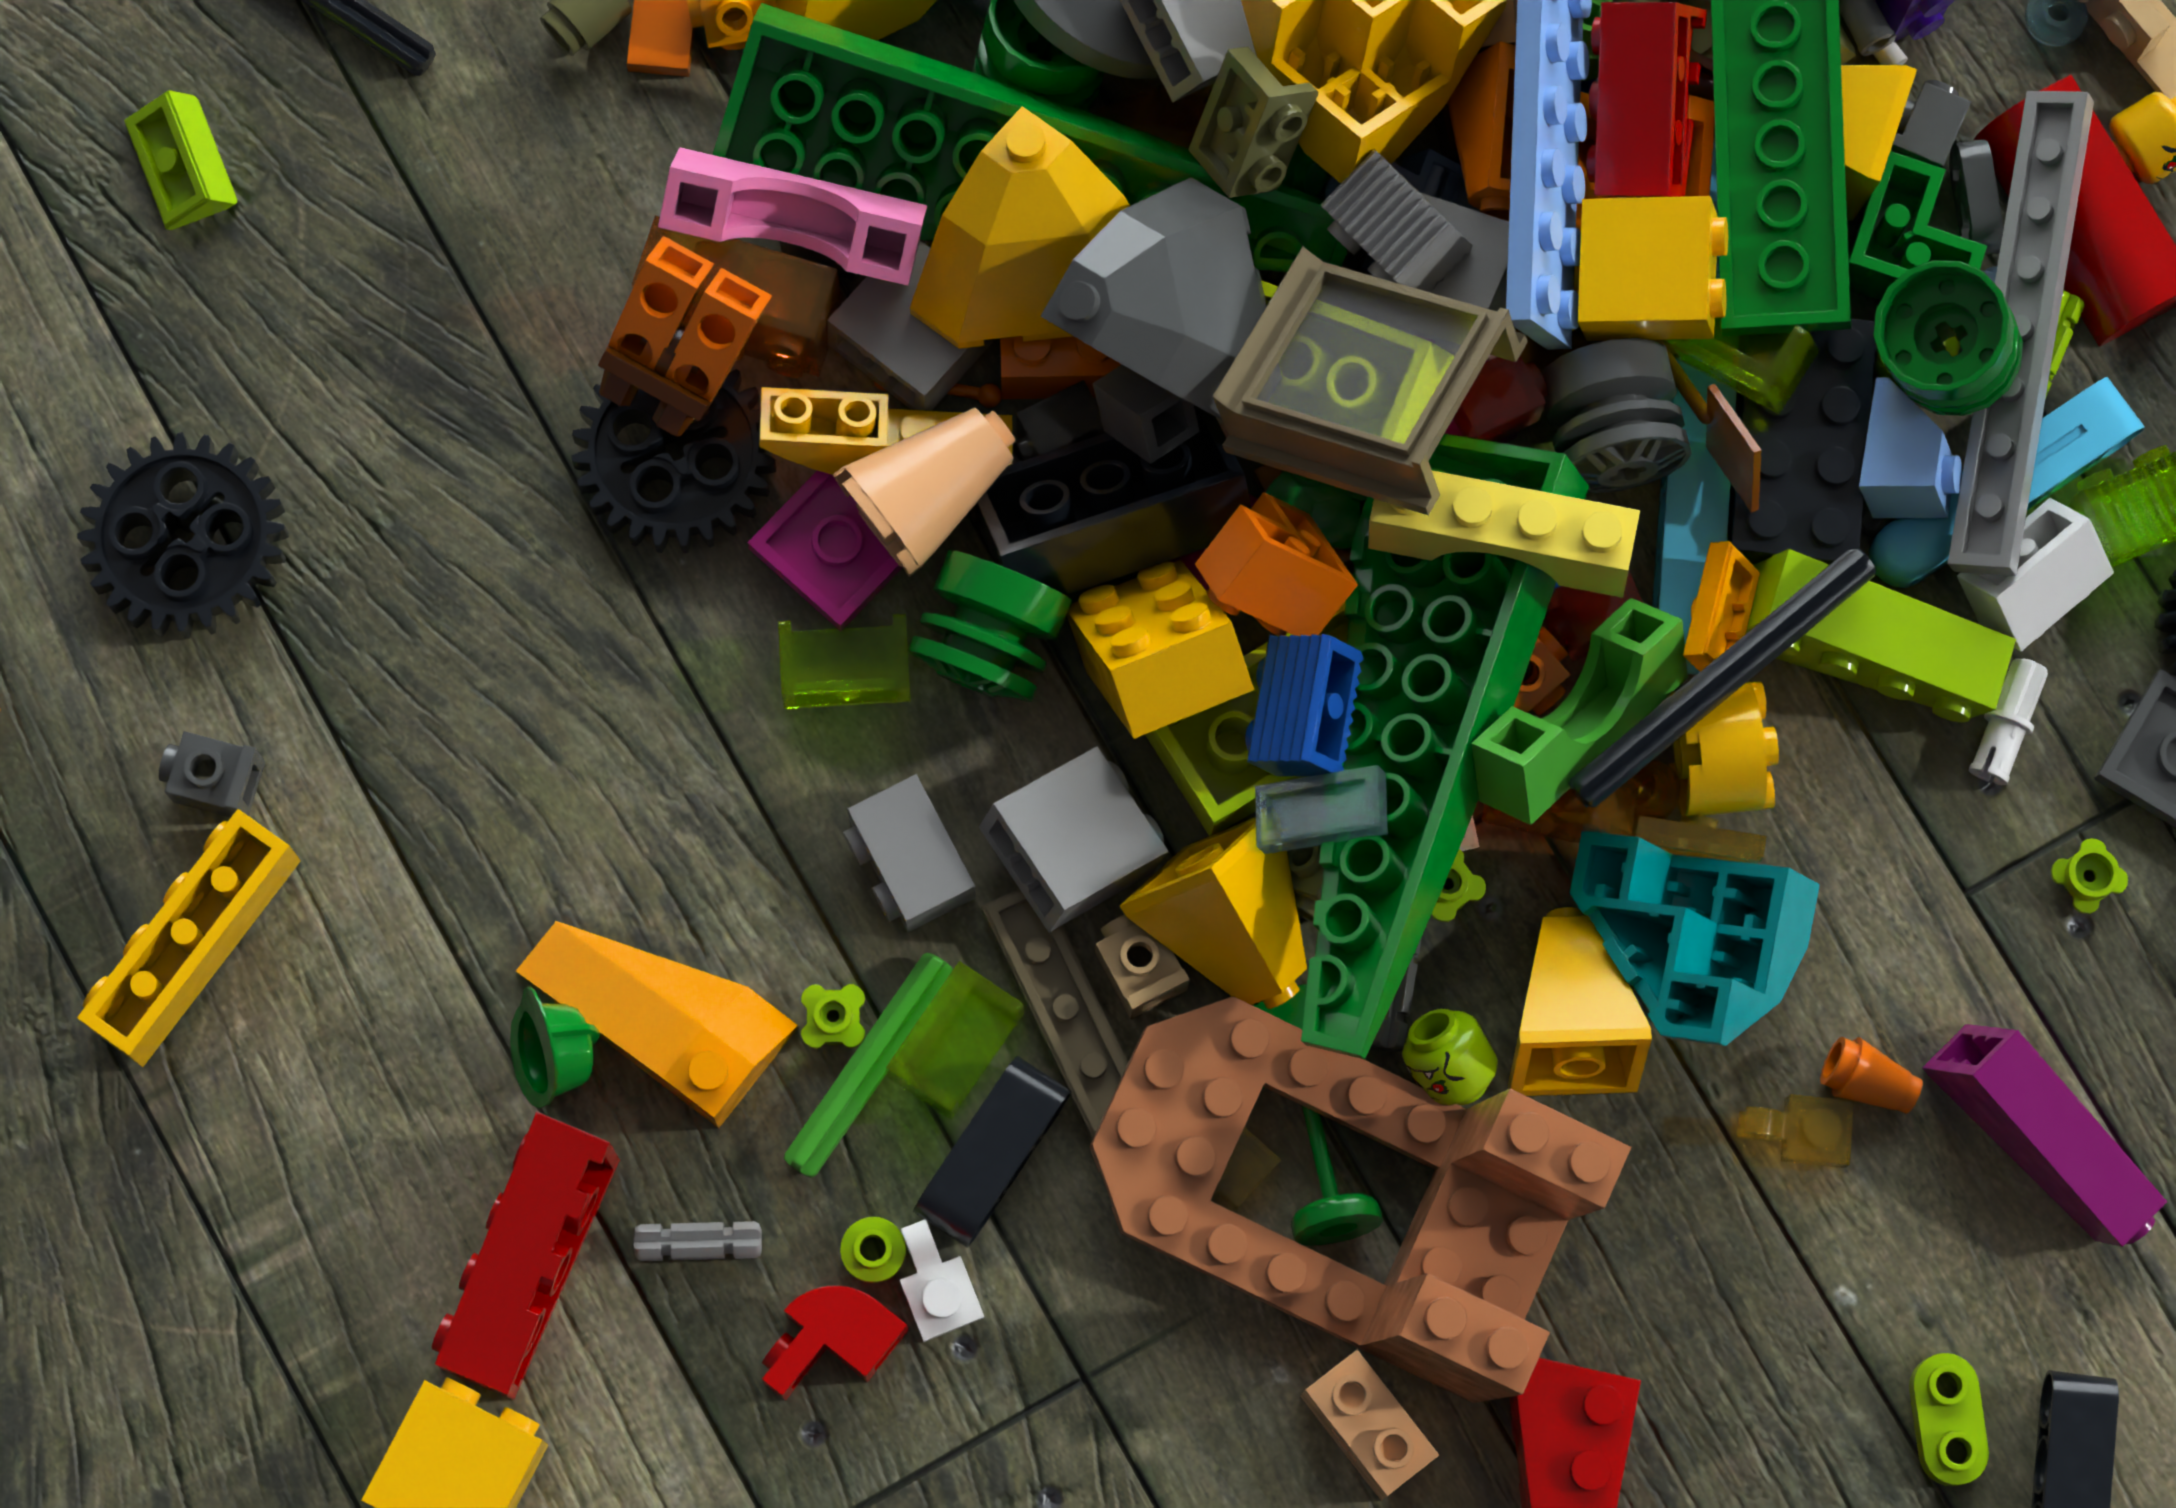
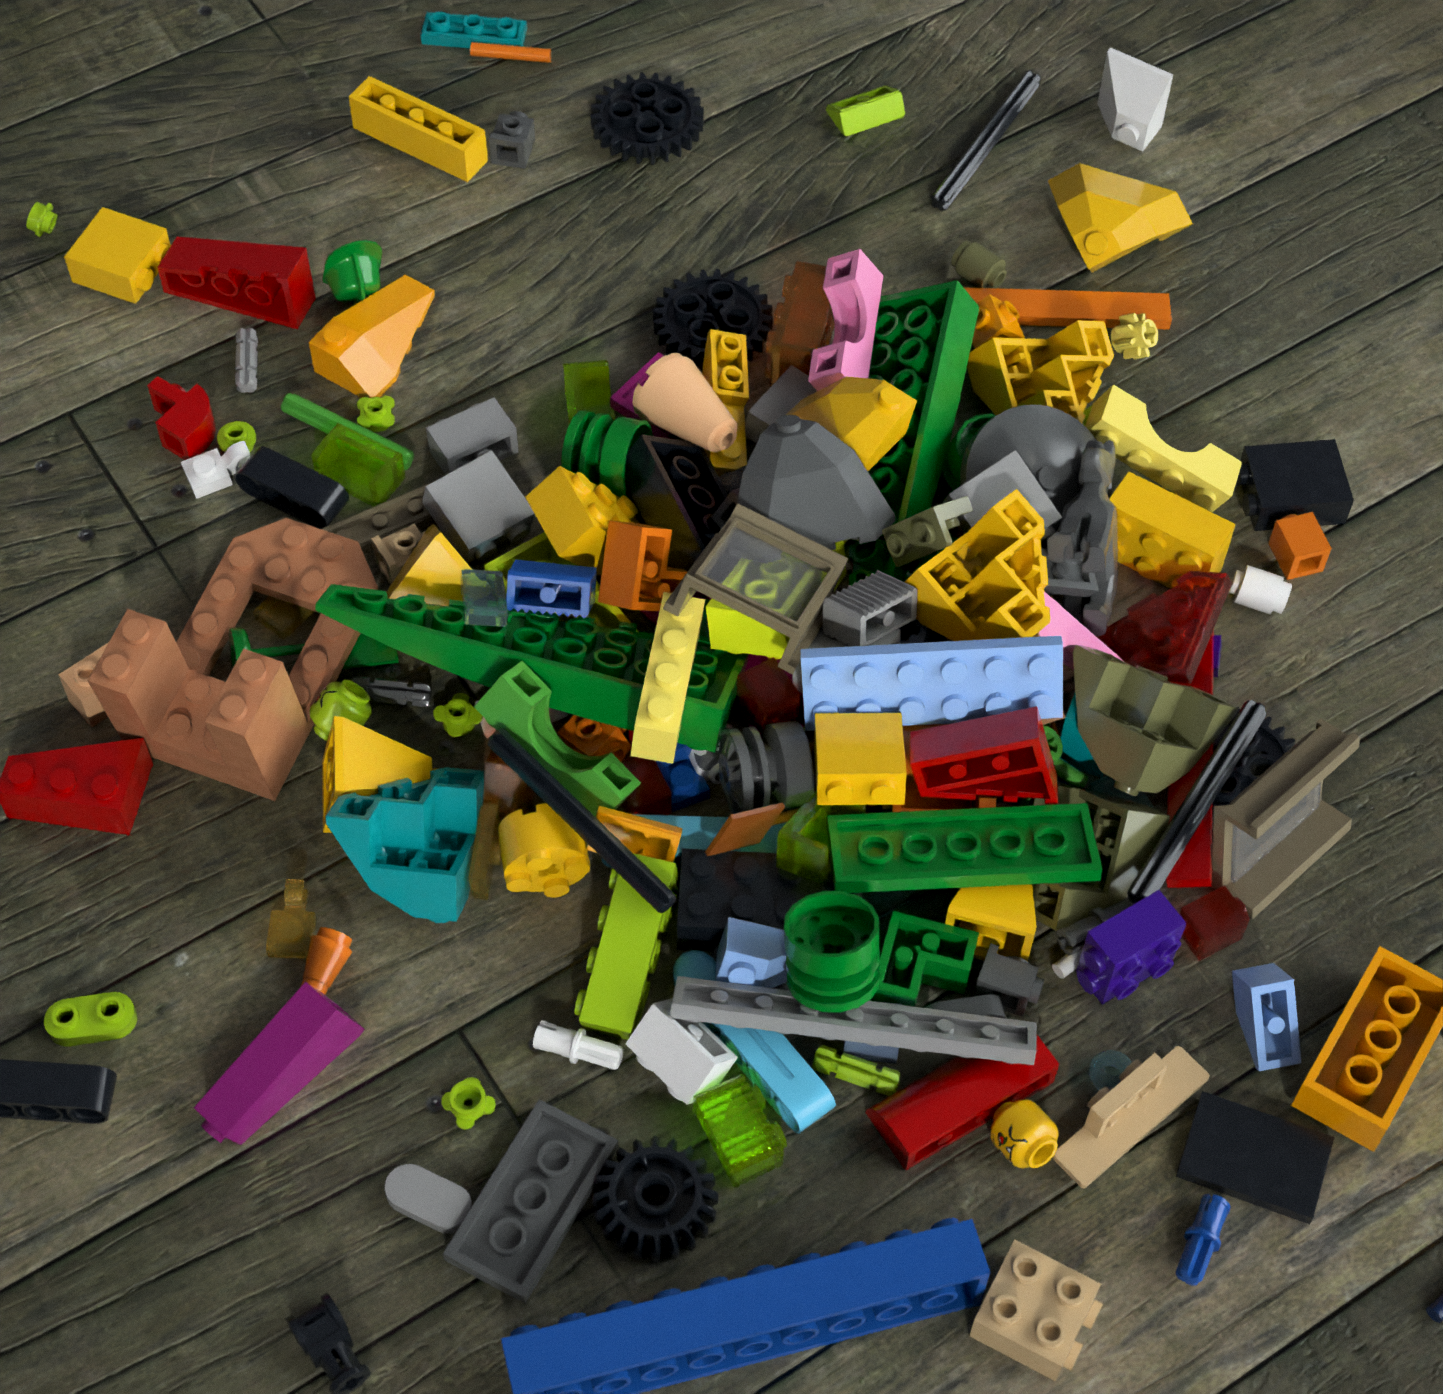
camera: 90 degrees right, 20 degrees down
(674, 360) = (768, 279): orange hips -> none

